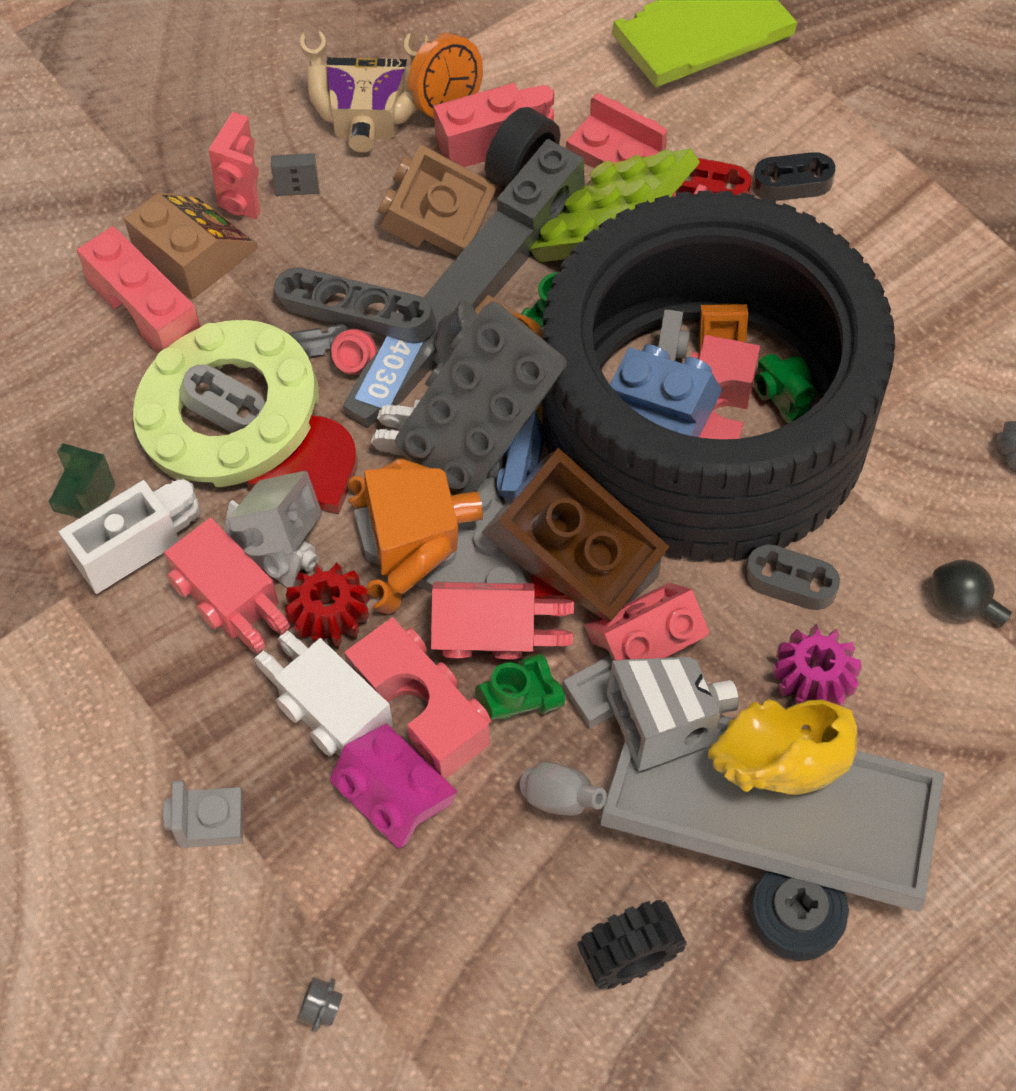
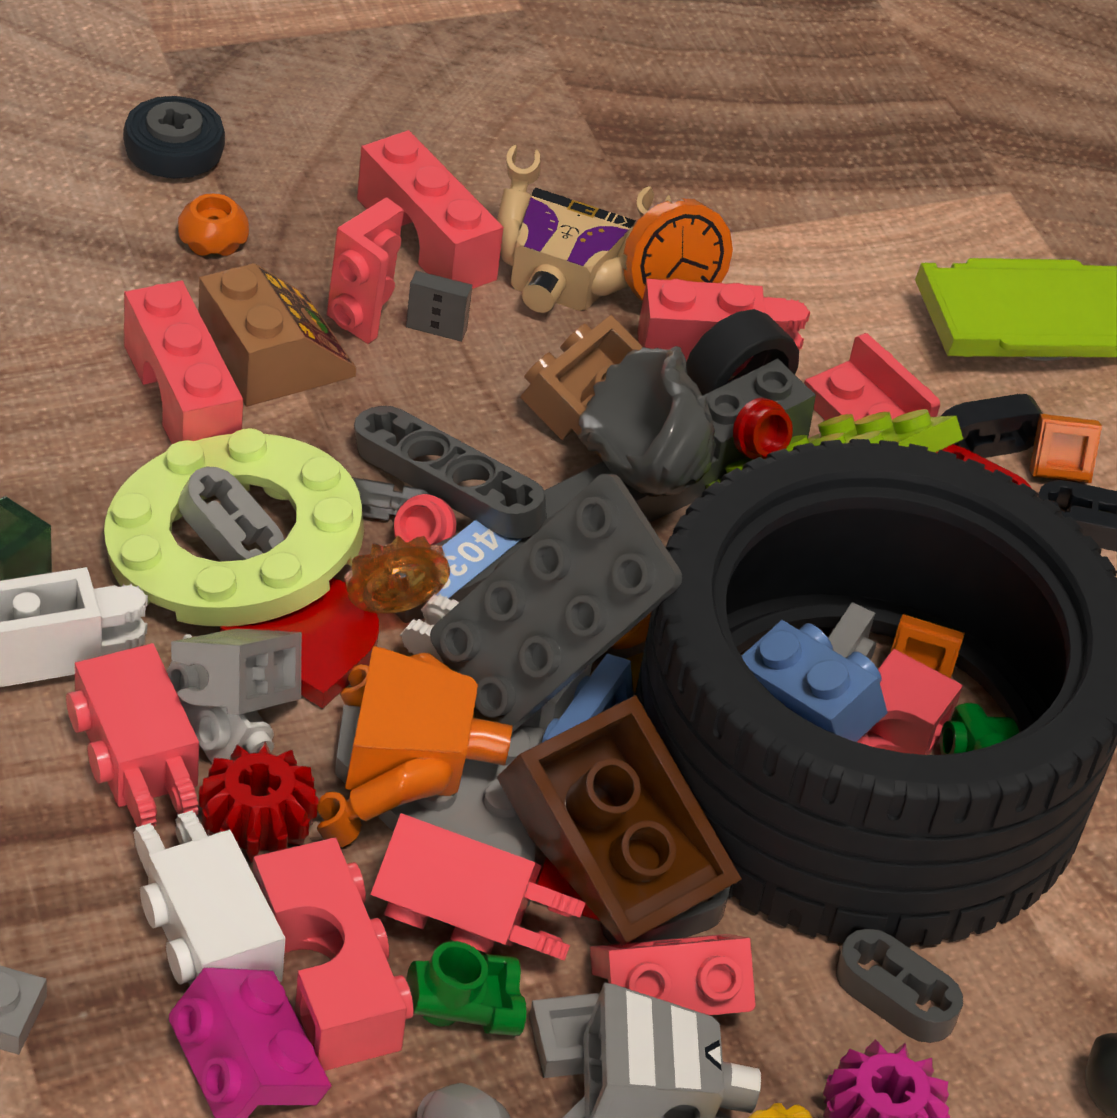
camera: 10 degrees right, 15 degrees down
(54, 103) = (174, 137): none -> black wheel
(111, 165) = (213, 225): none -> orange plate
(285, 113) = (452, 226): none -> coral arch
(355, 404) = (378, 589): none -> clear orange gear
(481, 223) = (650, 423): none -> dark grey piece
(559, 200) = (762, 428): none -> red plate
(707, 130) = (997, 424): none -> black beam
(760, 131) = (1065, 448): none -> orange tile

